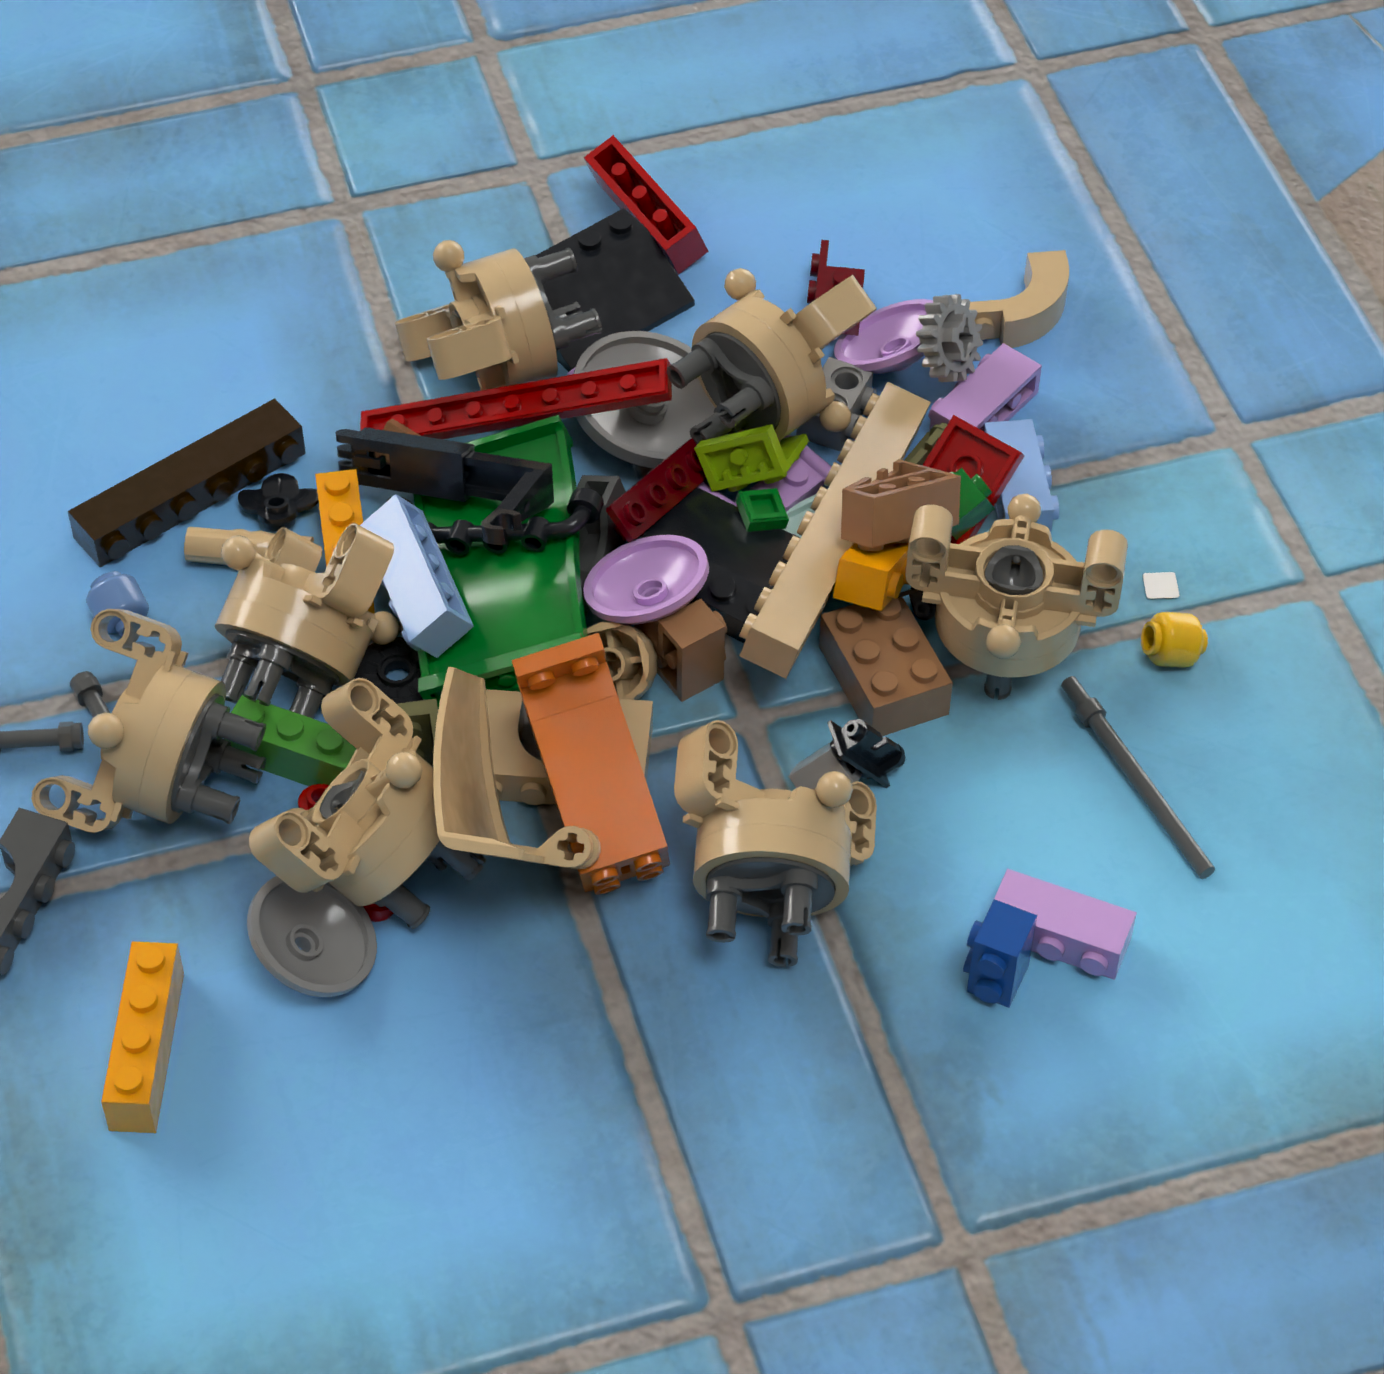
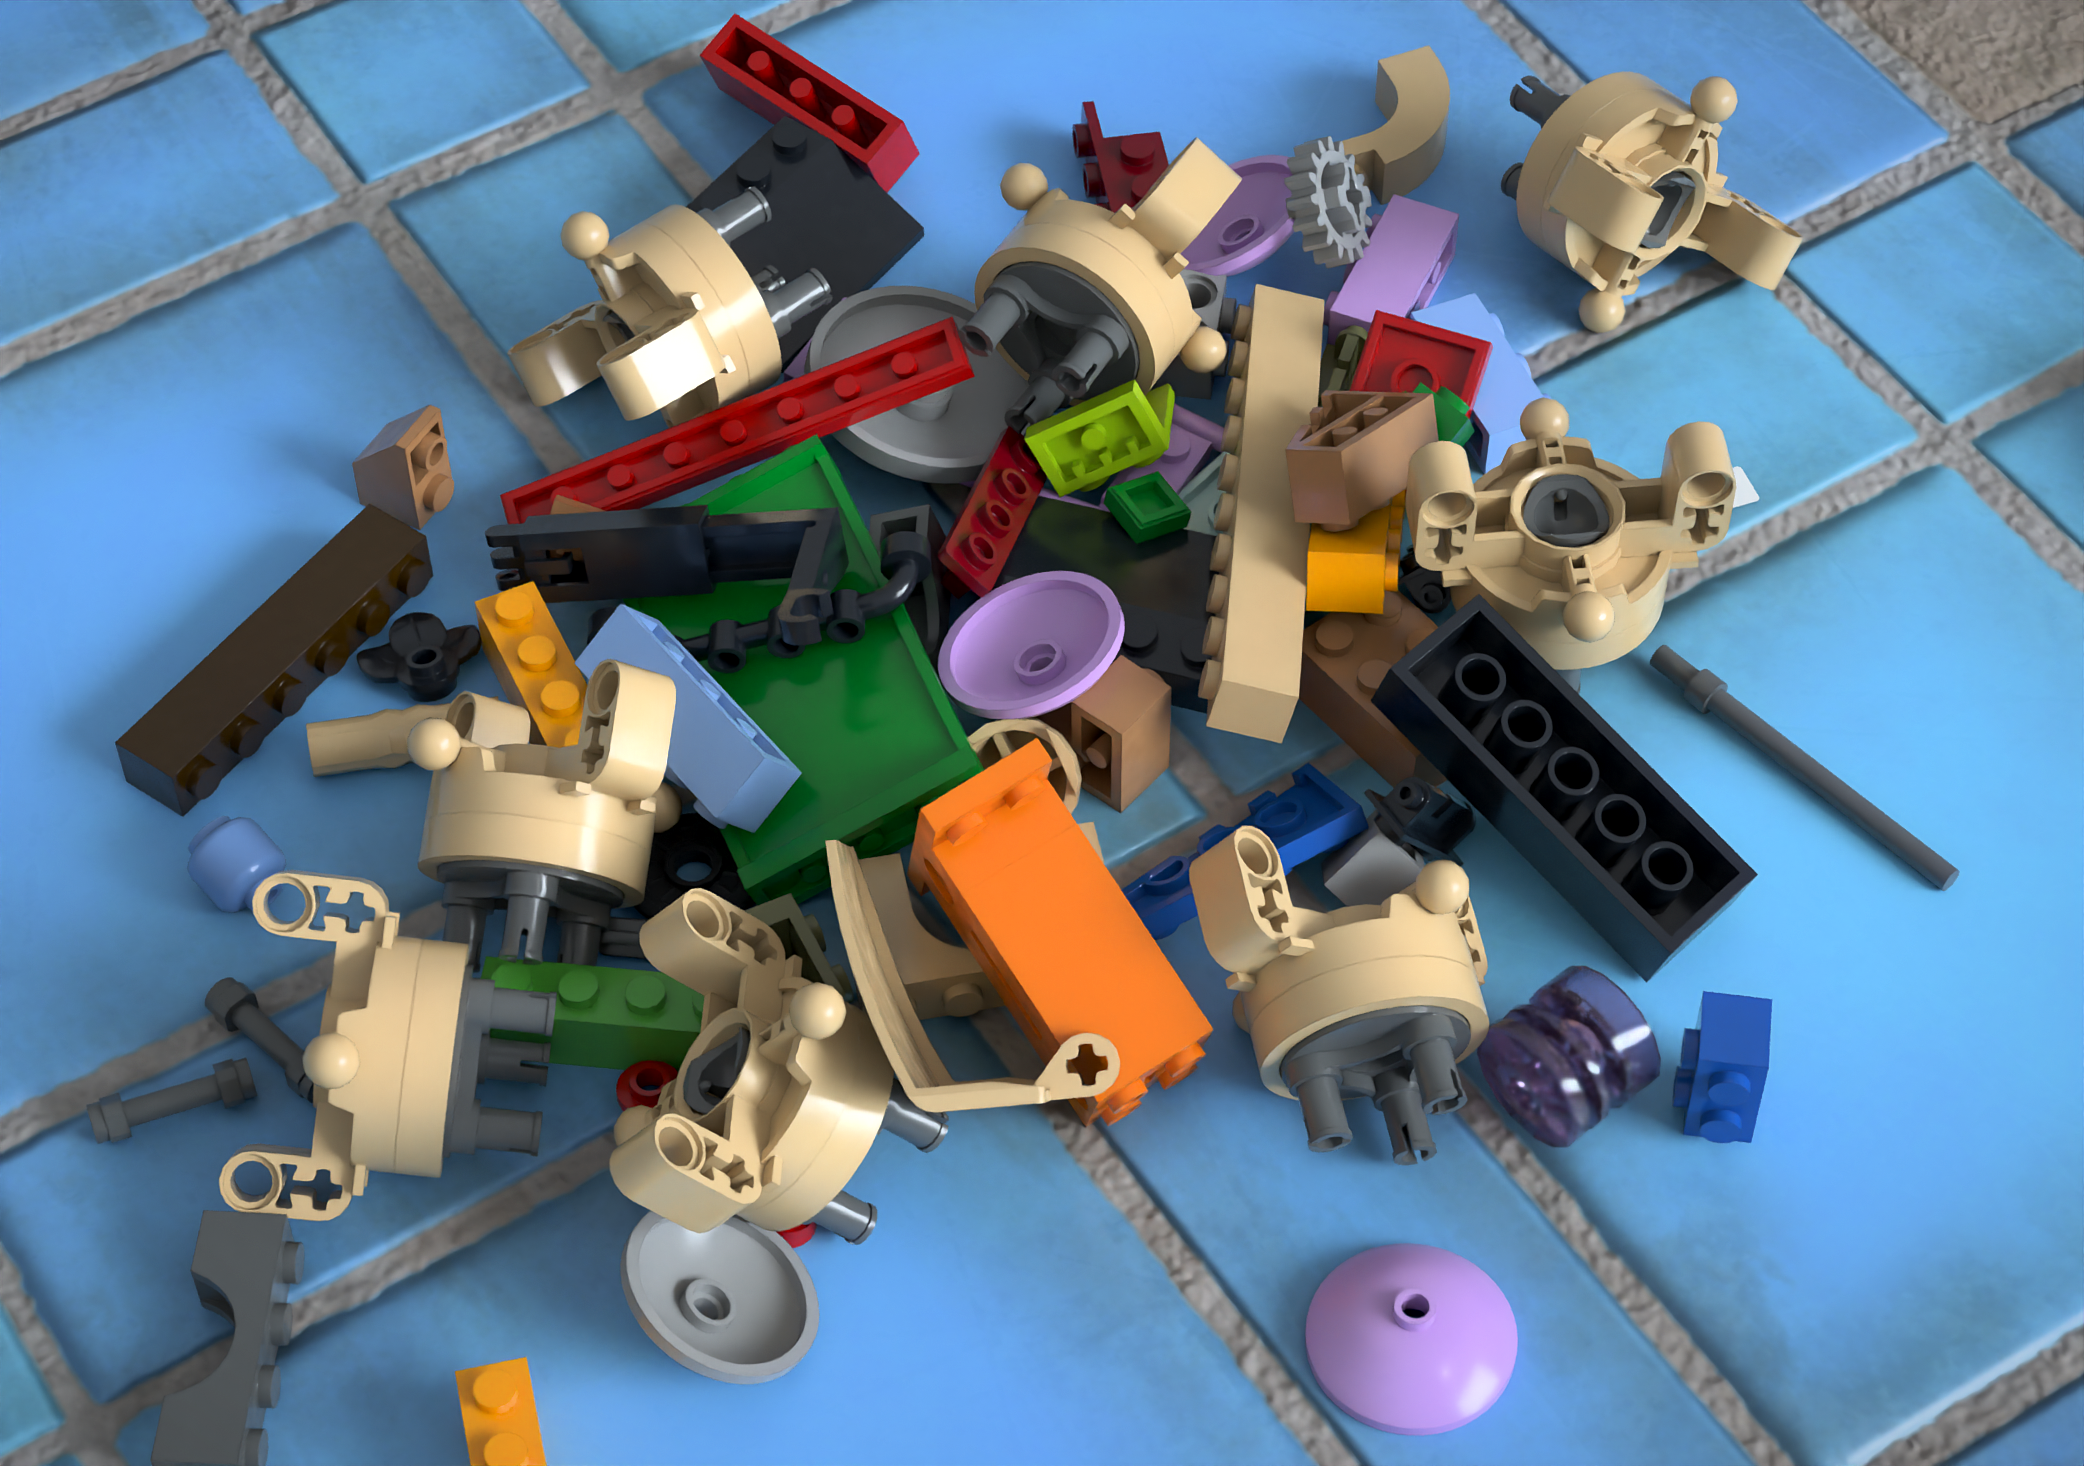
camera: 15 degrees left, 0 degrees up
(308, 382) = (407, 468): none -> medium nougat slope
(734, 1094) = (1403, 1369): none -> lavender dish
(759, 745) = (1300, 823): none -> blue wing
(901, 921) = (1569, 1056): none -> clear purple wheel
(958, 749) = (1562, 787): none -> black brick
(1071, 924) = (1819, 1002): lavender brick -> none
(1158, 365) = (1631, 178): none -> tan piece
(1174, 639) = (1783, 560): yellow head -> none

